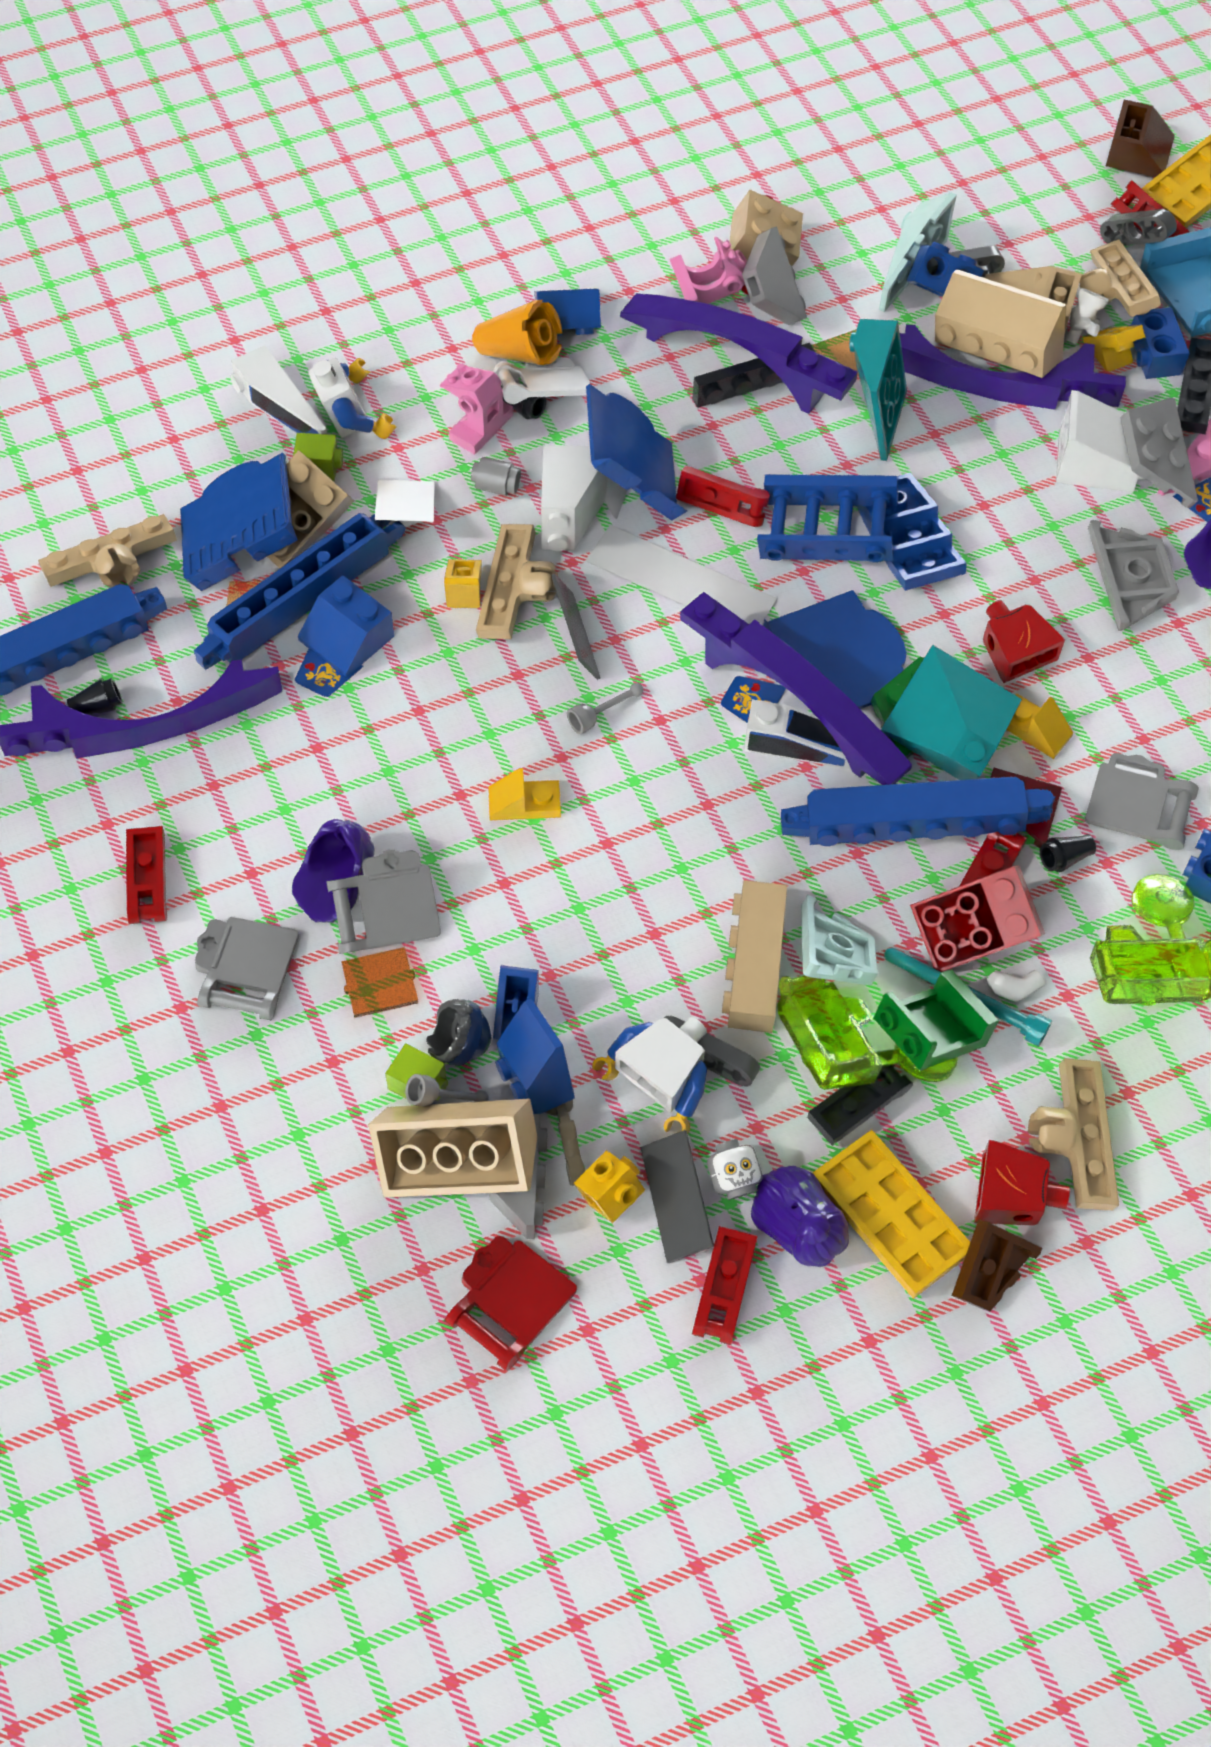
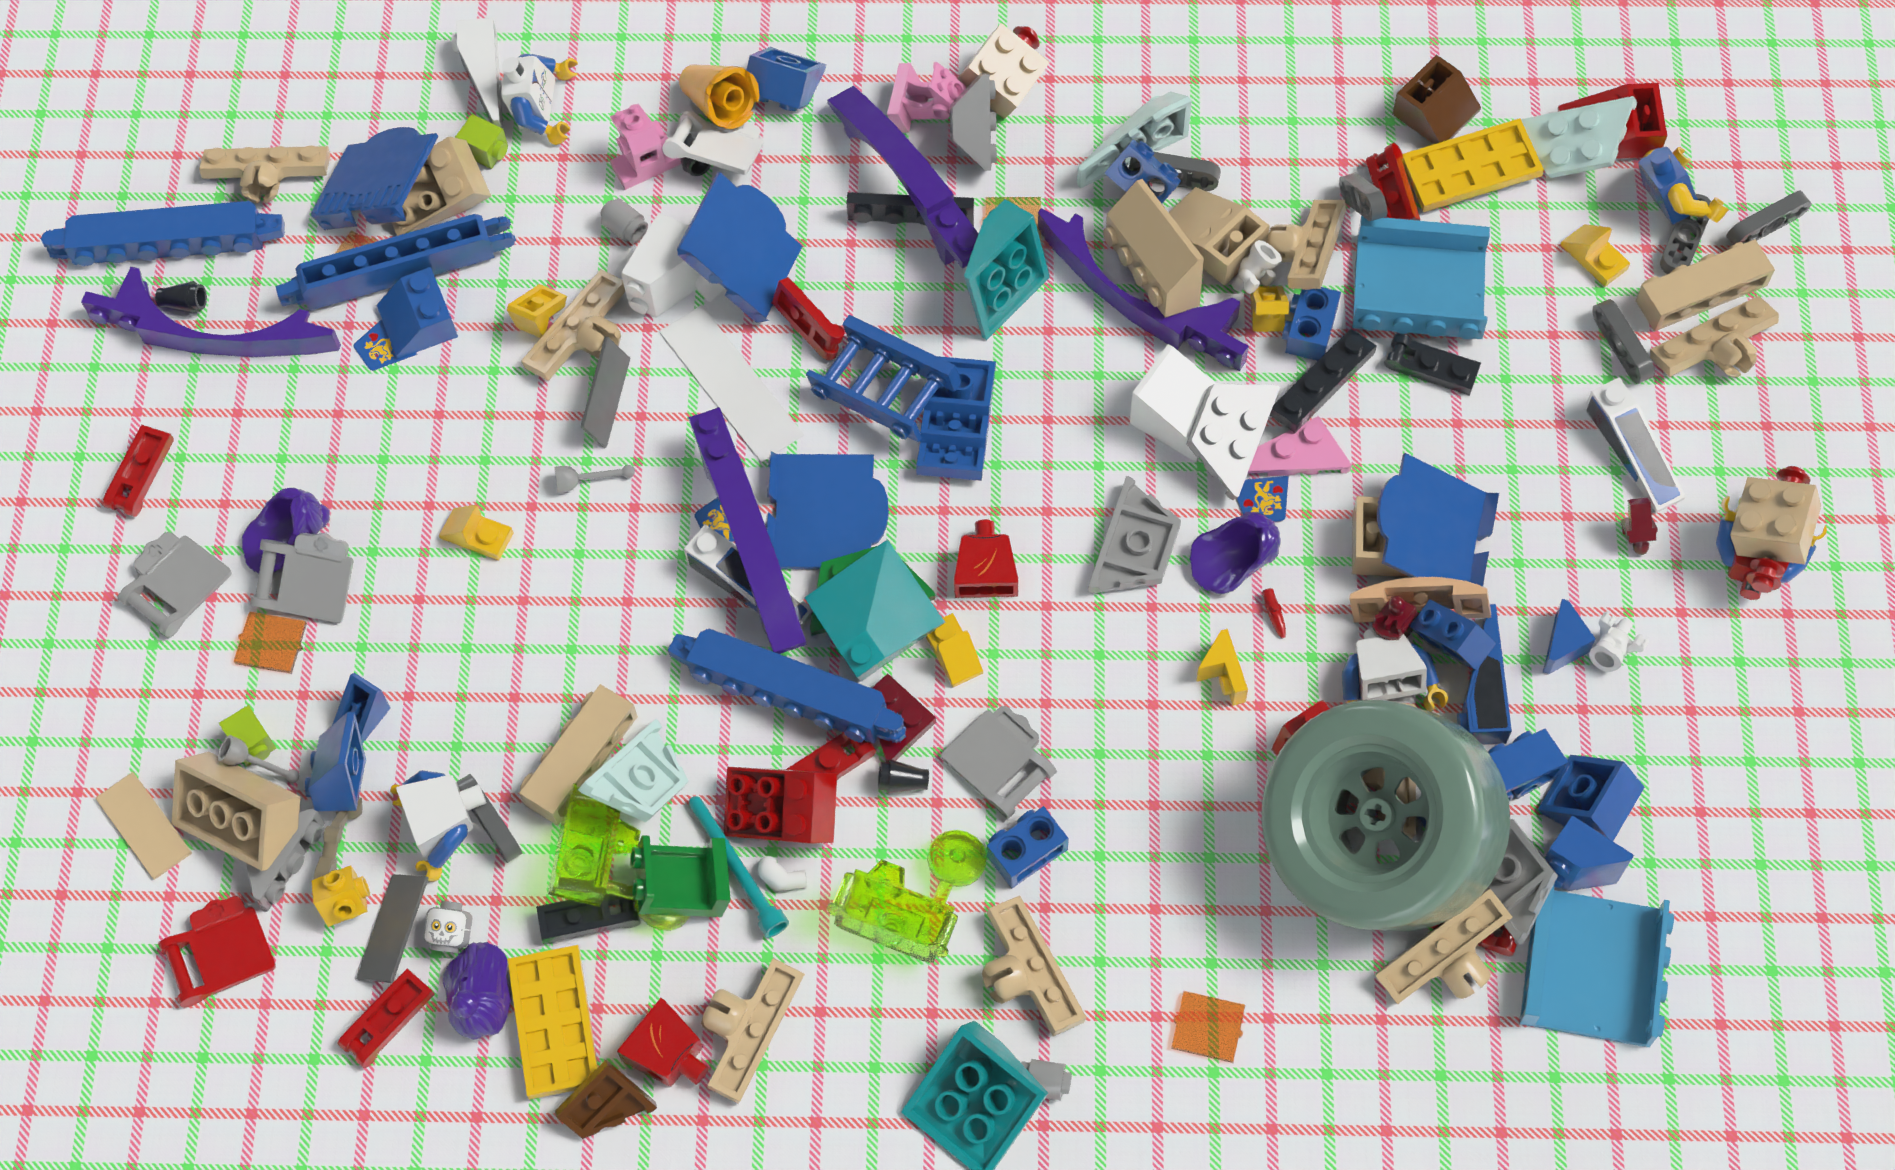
camera: 30 degrees right, 5 degrees up
(353, 1212) = (143, 825): none -> tan piece
(405, 500) = (530, 214): white sticker -> none
(460, 1033) = (300, 717): dark grey hair -> none

